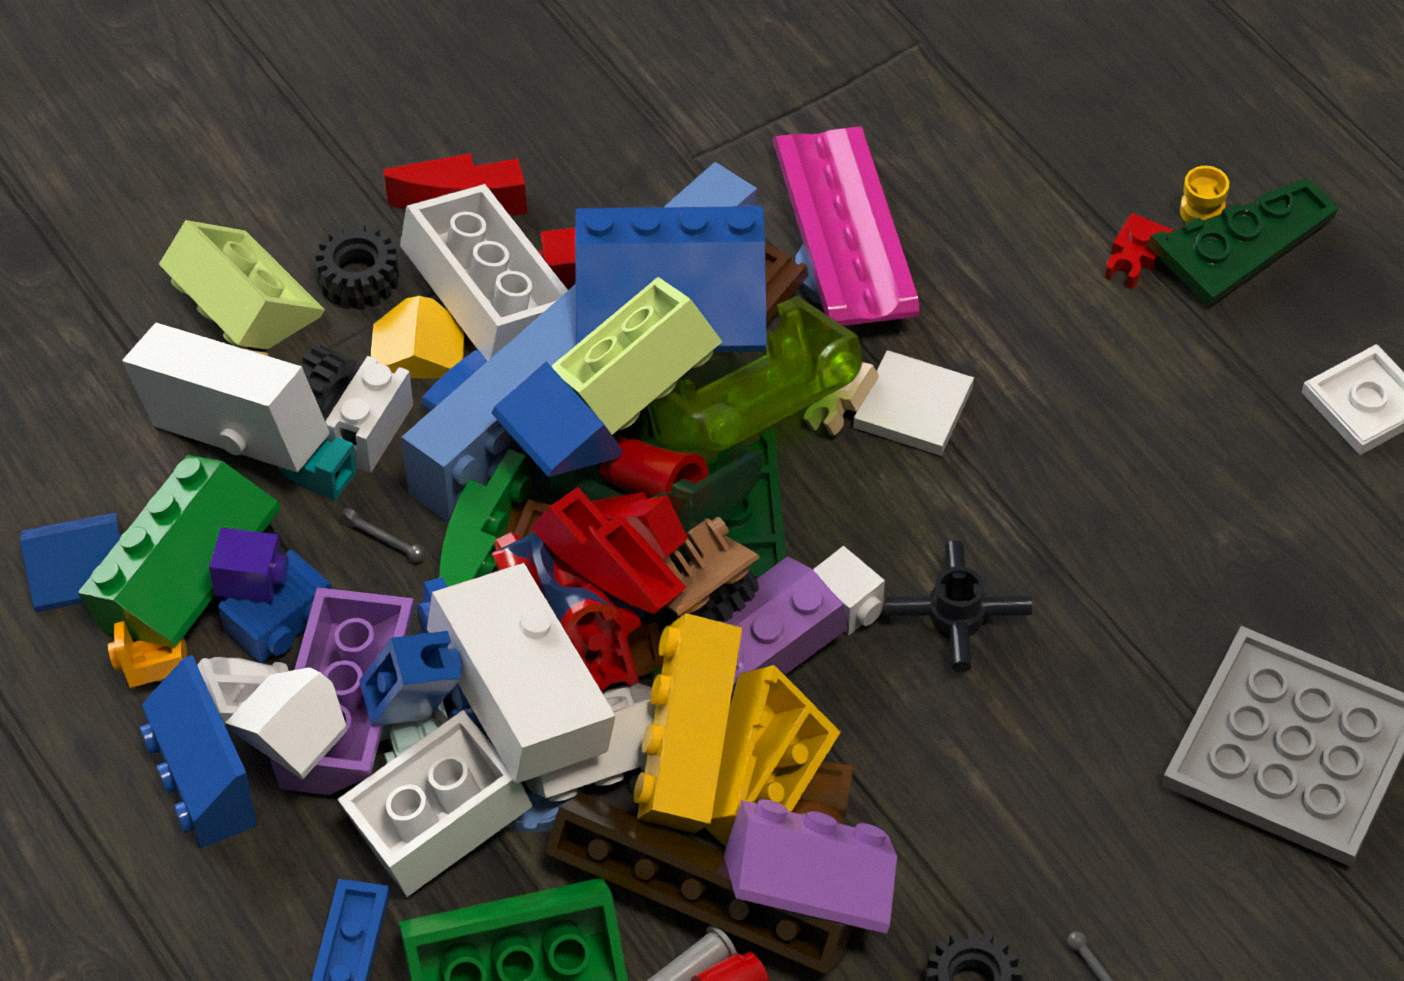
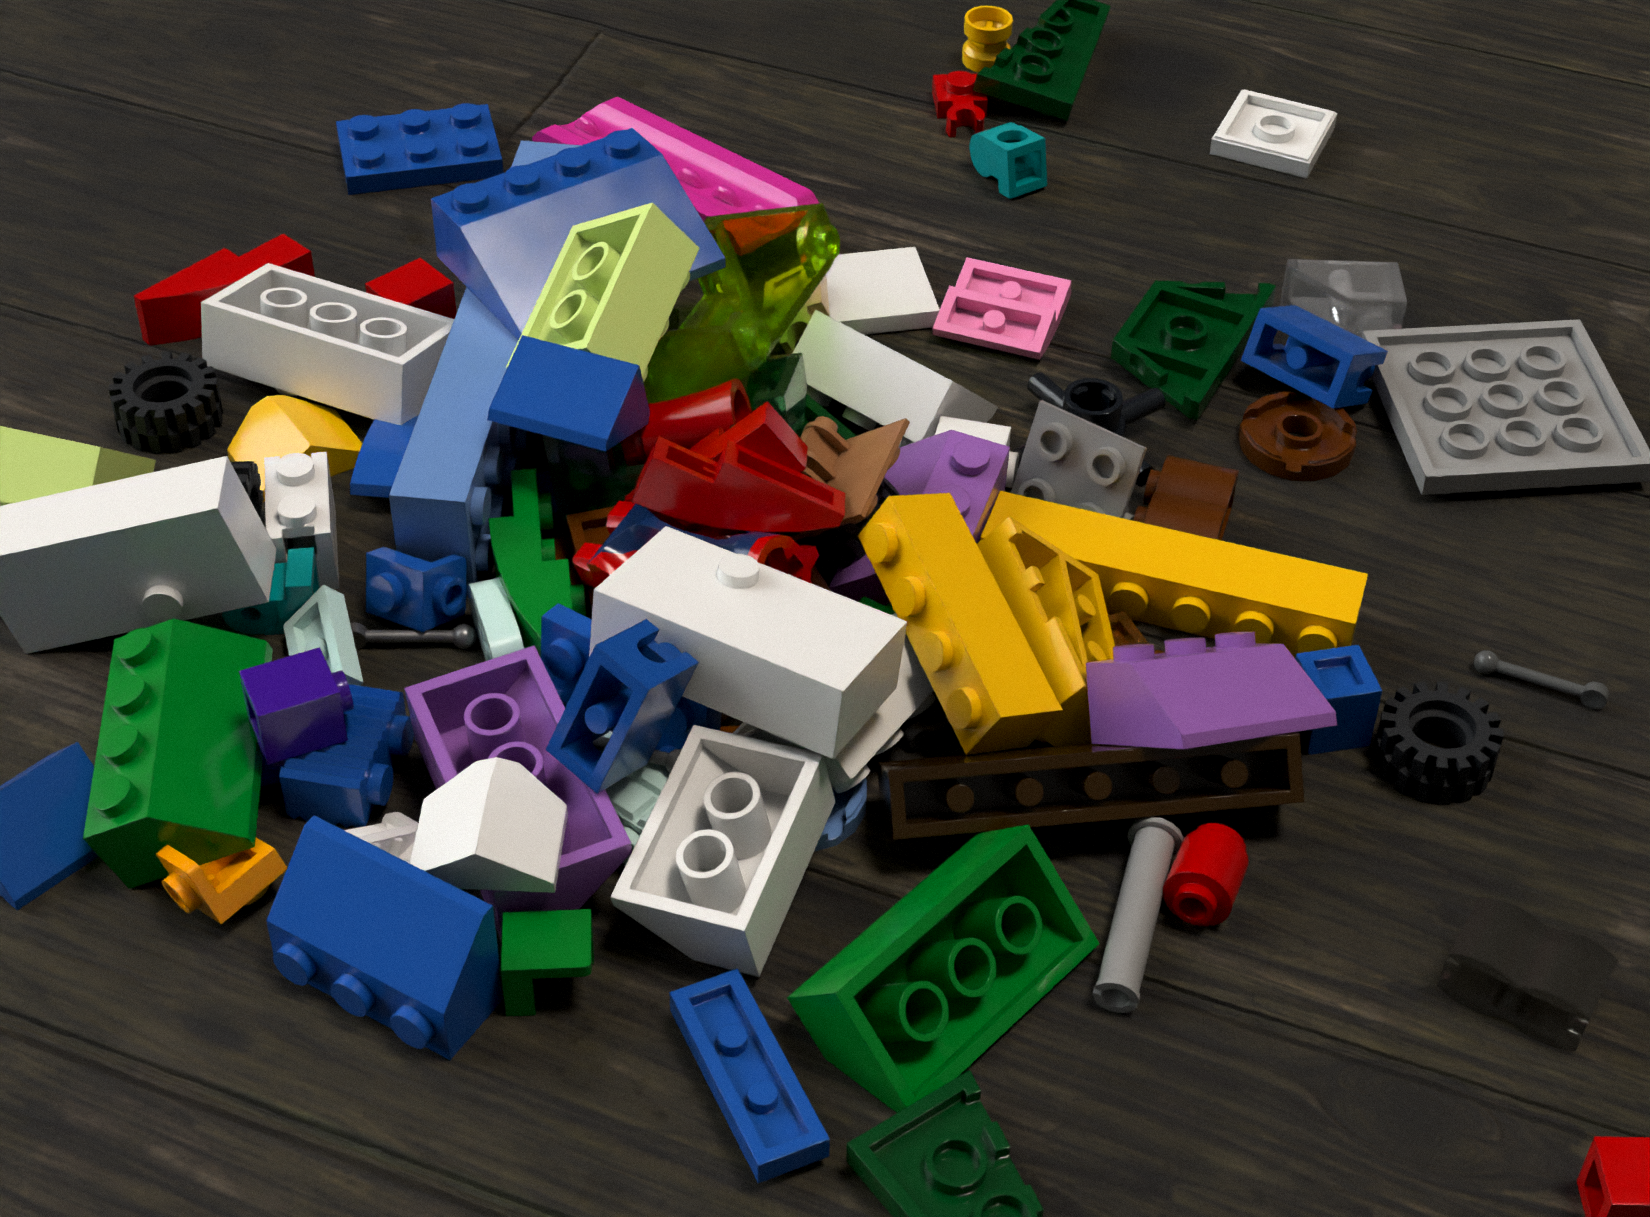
camera: 35 degrees left, 10 degrees down
(285, 811) = (542, 947): none -> green panel
(316, 520) = (325, 624): none -> light aqua plate
(401, 510) = (414, 589): none -> blue bracket
(427, 561) = (493, 619): none -> light aqua beam
(689, 107) = (418, 148): none -> blue plate
(845, 493) = (880, 382): none -> white slope
(895, 650) = (1078, 464): none -> light grey hinge
(908, 763) = (1198, 580): none -> yellow brick
(924, 910) = (1350, 689): none -> blue panel
(962, 713) = (1189, 497): none -> reddish brown brick
(995, 467) = (1003, 308): none -> bright pink slope
(1110, 562) = (1188, 338): none -> dark green wing
(1111, 711) = (1270, 447): none -> reddish brown tile
(1118, 329) = (1012, 156): none -> teal leg
(1174, 630) = (1316, 358): none -> blue brick
(1262, 590) = (1347, 293): none -> clear slope

